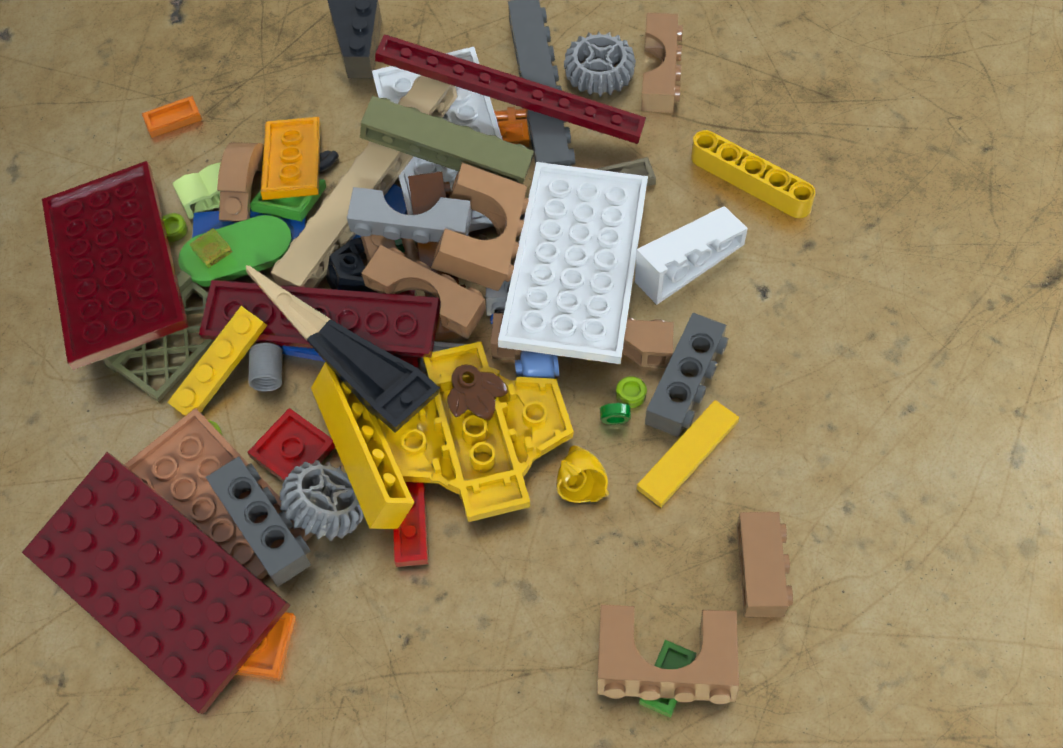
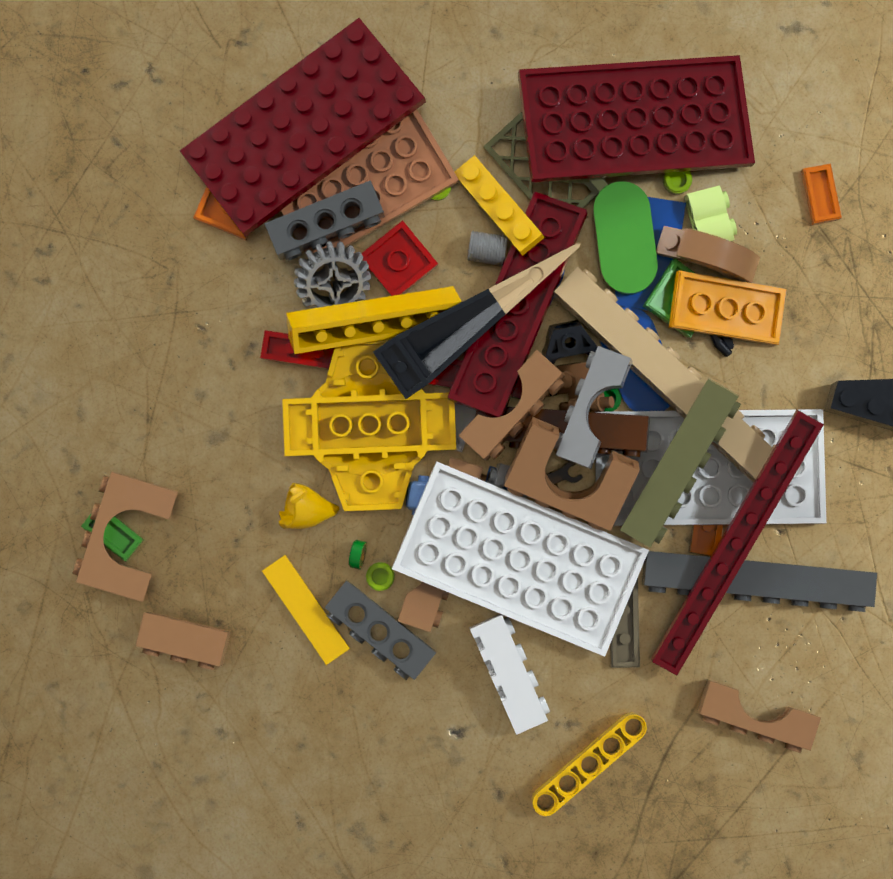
camera: 105 degrees right, 25 degrees up
(210, 248) = (623, 213): clear yellow plate -> none
(475, 396) = (394, 433): reddish brown plate -> none
(598, 70) = (778, 663): light grey gear -> none

